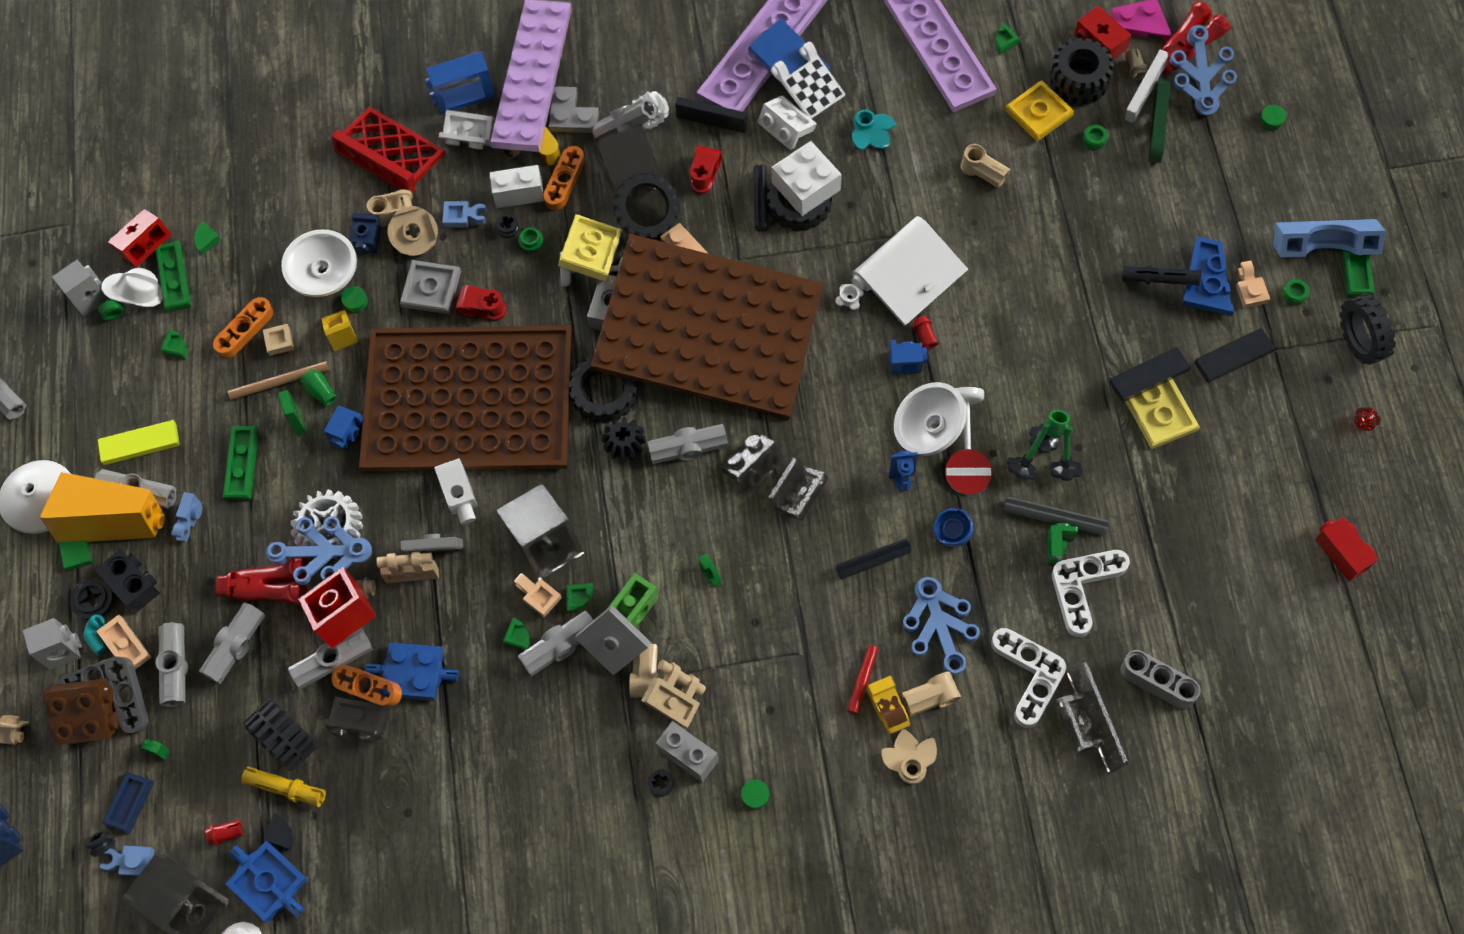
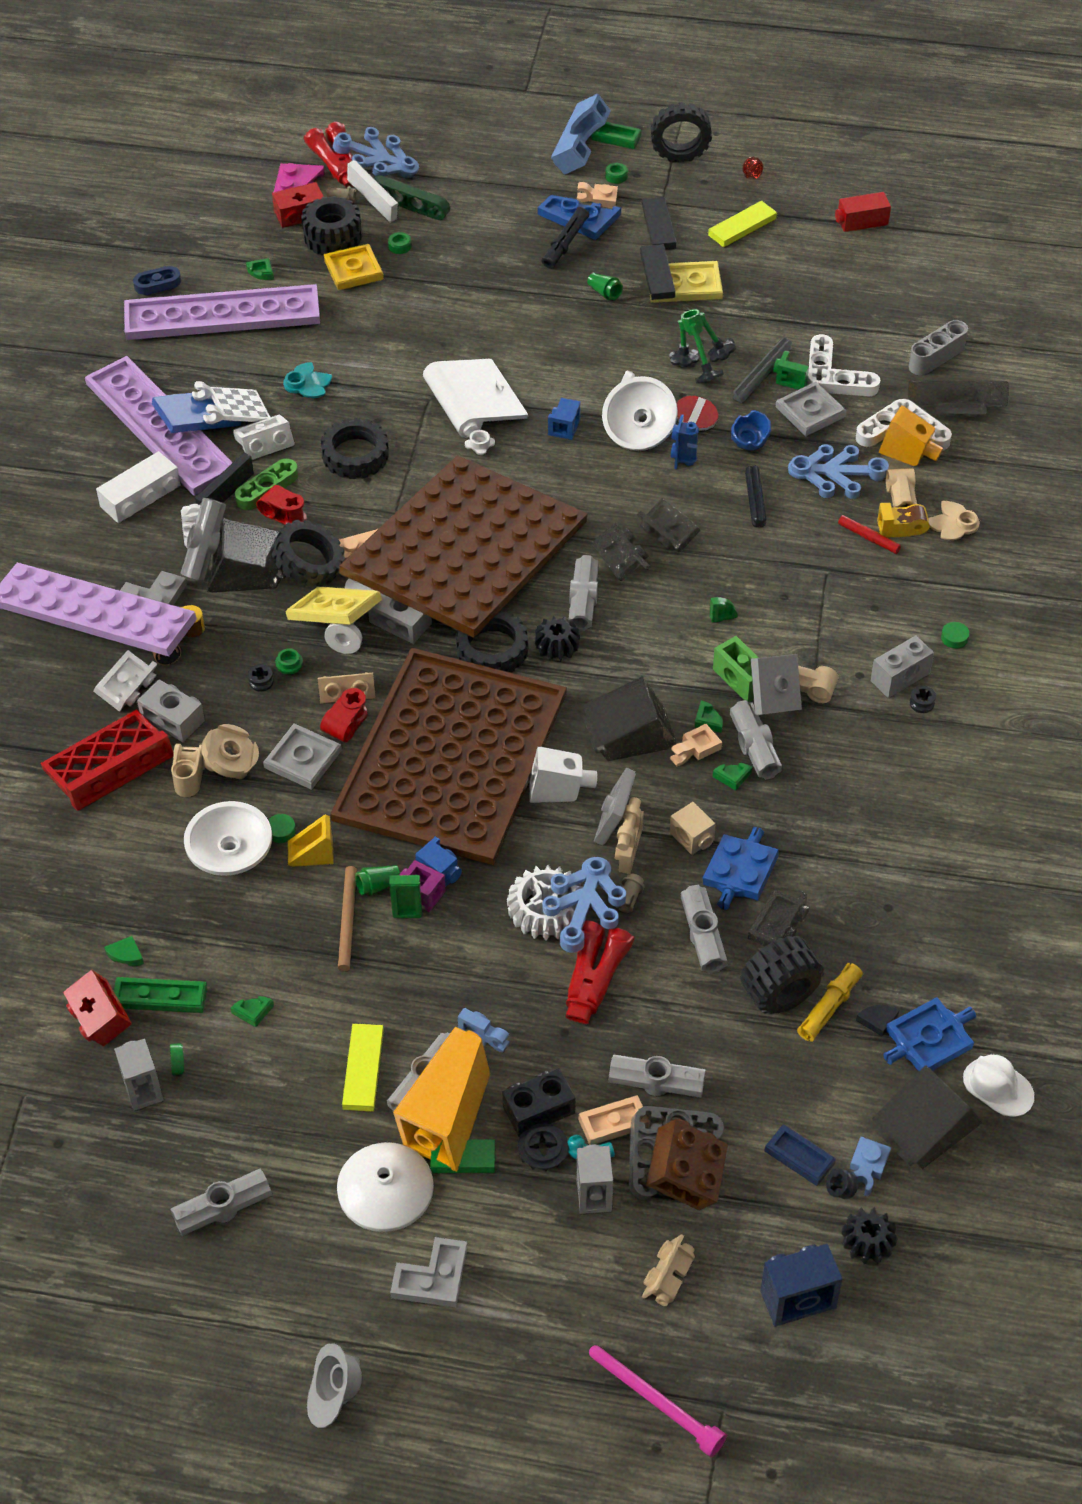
camera: 75 degrees left, 15 degrees down
(55, 886) = (869, 1236): none -> black gear
(134, 287) = (162, 1023): white piece -> none
(155, 748) = (753, 1110): green tile -> none
(224, 832) = (864, 1073): red pin -> none
(232, 643) = (651, 1016): light grey piece -> none
(241, 463) = (433, 973): green tile -> none
(243, 317) = (264, 949): orange beam -> none
(278, 339) = (298, 904): tan plate -> none
(313, 415) = (431, 883): none -> magenta brick
(337, 607) = (660, 891): red brick -> none
(365, 233) = (203, 793): dark blue brick -> none
(376, 684) = (754, 878): orange beam -> none
(438, 618) = (692, 828): none -> tan brick
(446, 161) = (171, 710): none -> light grey brick
(456, 72) = (70, 665): blue window -> none
(459, 213) = (228, 710): medium blue plate -> none
(512, 283) = (332, 687): none -> tan hinge
(517, 186) = (222, 653): white brick -> none
(565, 188) = (234, 628): orange beam -> none
(669, 700) = (844, 661): tan plate -> none
(684, 51) = (138, 487): none -> white brick
(737, 155) = (251, 491): none -> bright green beam
(760, 198) = (337, 477): black axle -> none
(806, 178) = (348, 423): white brick -> none
(923, 327) = (543, 401): red pin -> none
(984, 166) = (386, 317): tan piece -> none
(1000, 672) = (909, 438): none -> light orange torso
(1015, 576) = (810, 408): none -> light grey plate
(1112, 334) = (605, 285): none -> green cone
(1273, 117) = (441, 135): green tile -> none
(1273, 435) = (742, 224): none -> neon yellow tile

